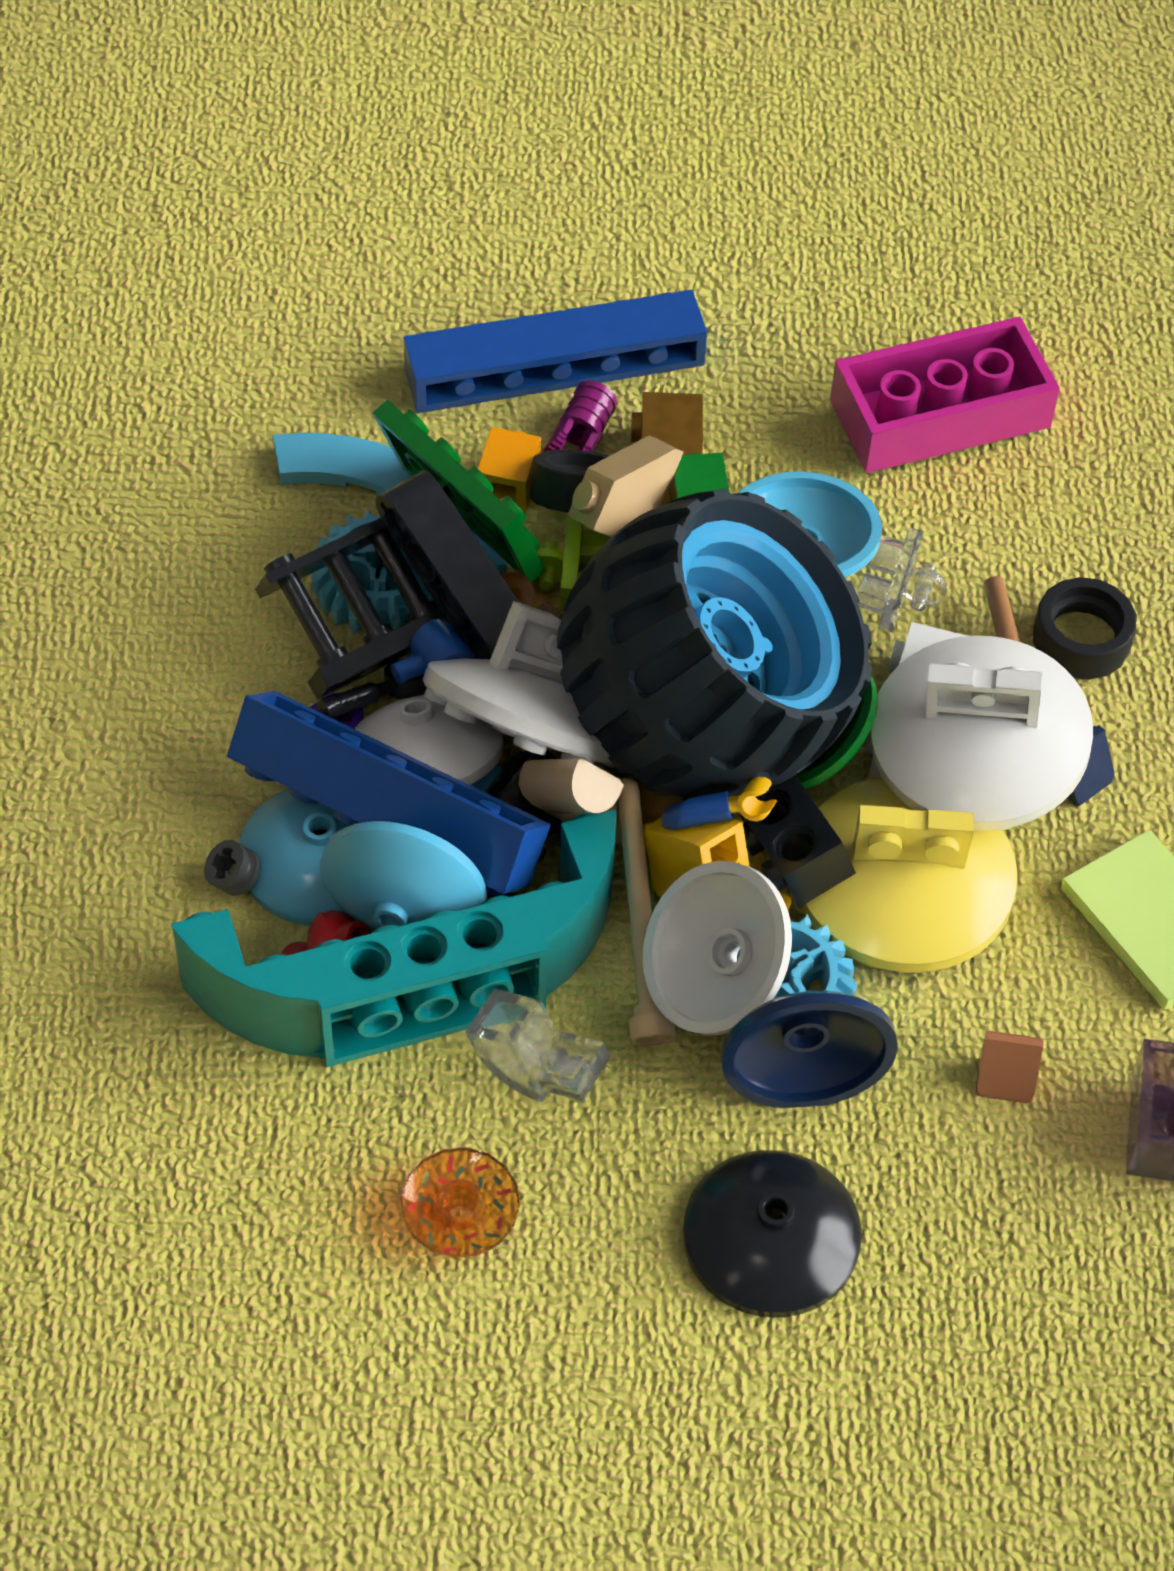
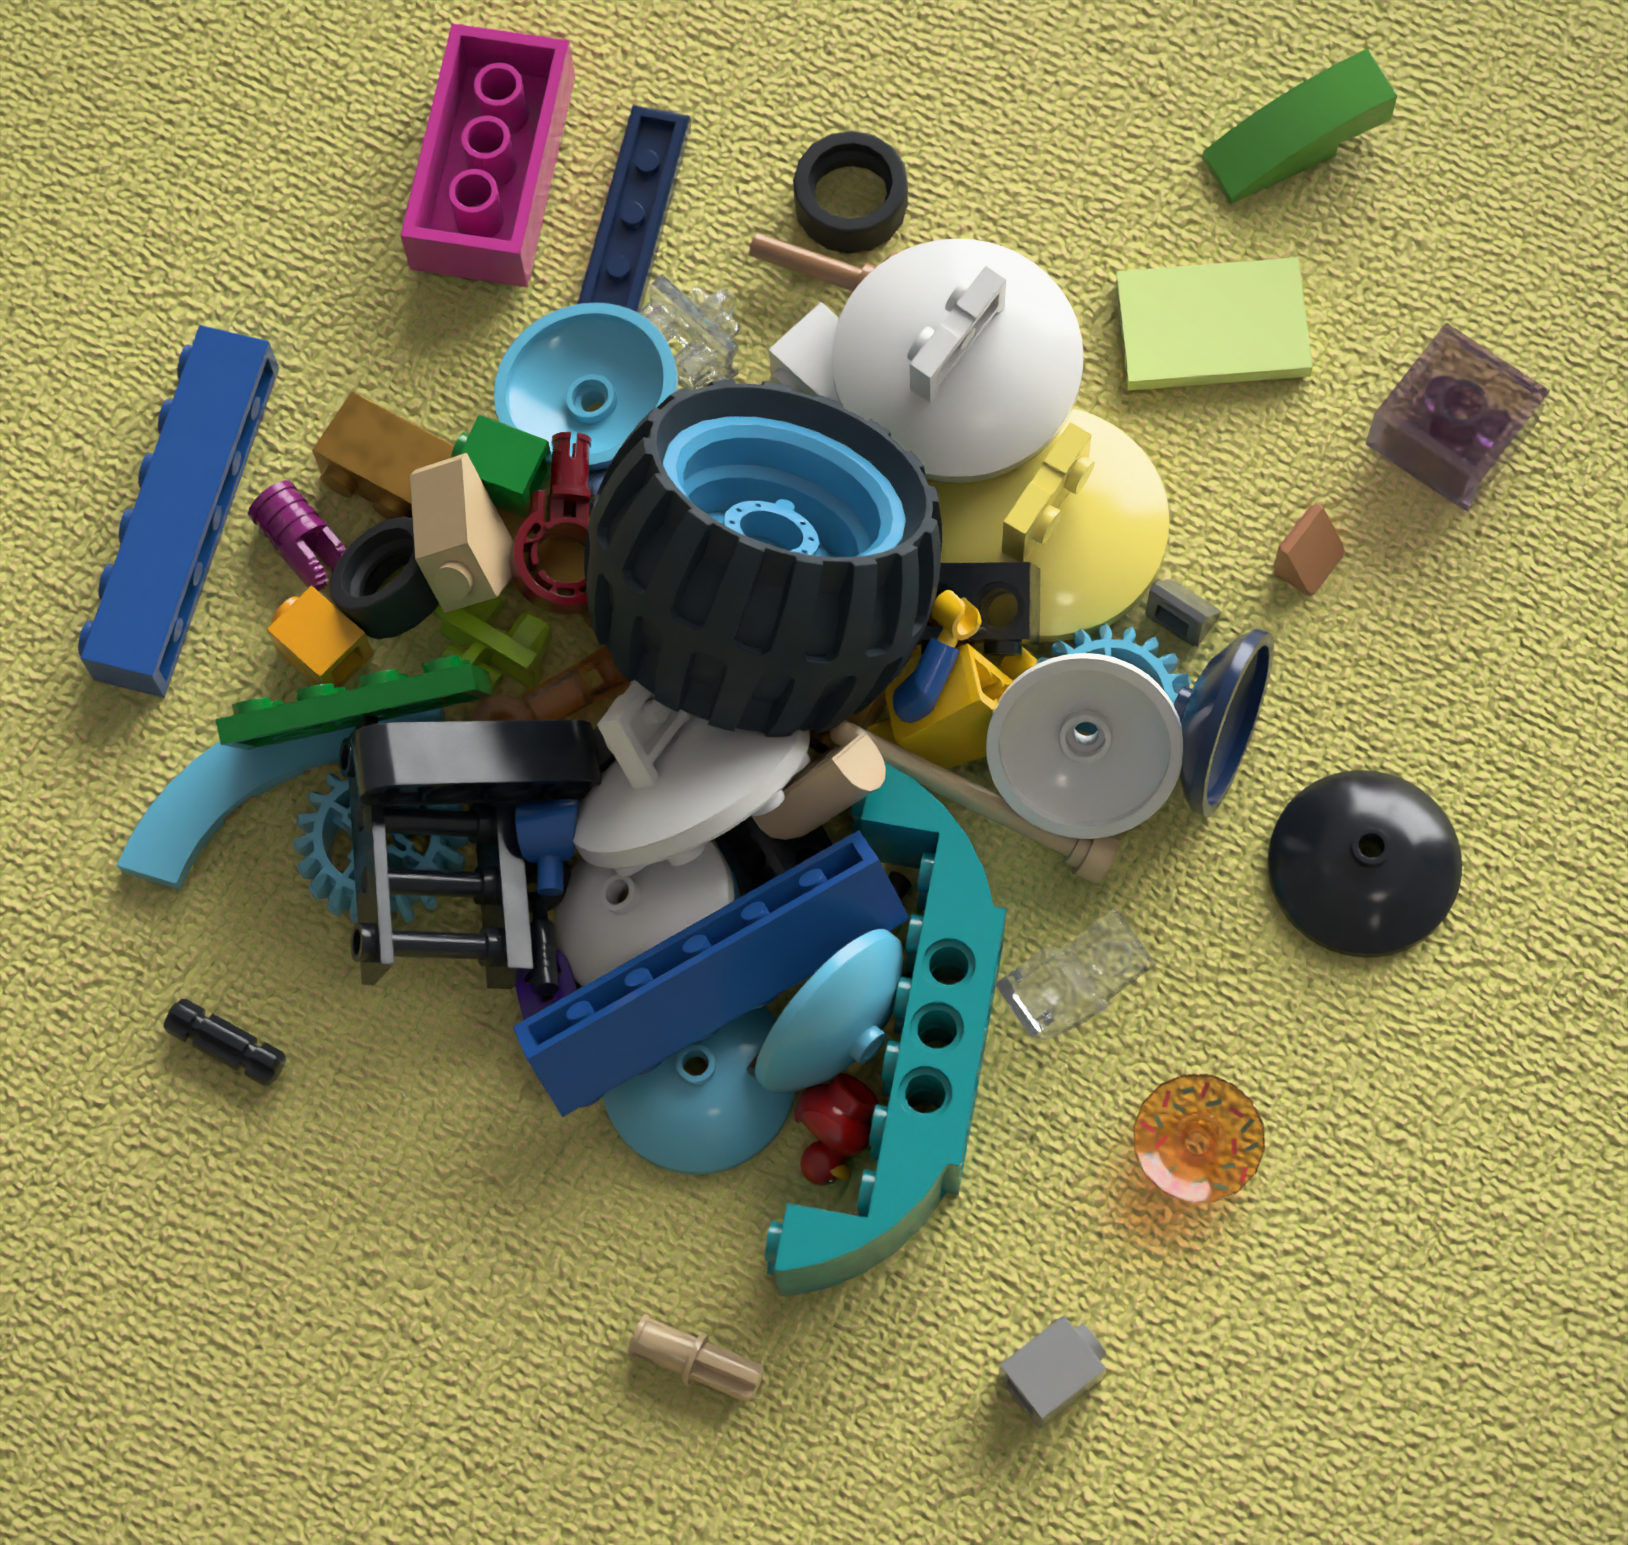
camera: 55 degrees left, 15 degrees up
(98, 942) = (695, 1359): none -> tan axle
(181, 555) = (224, 1042): none -> black axle
(212, 1183) = (1054, 1370): none -> light grey brick
(220, 862) = (680, 1158): dark grey bush -> none
(901, 998) = (1181, 611): none -> dark grey slope
(977, 508) = (636, 208): none -> dark blue tile

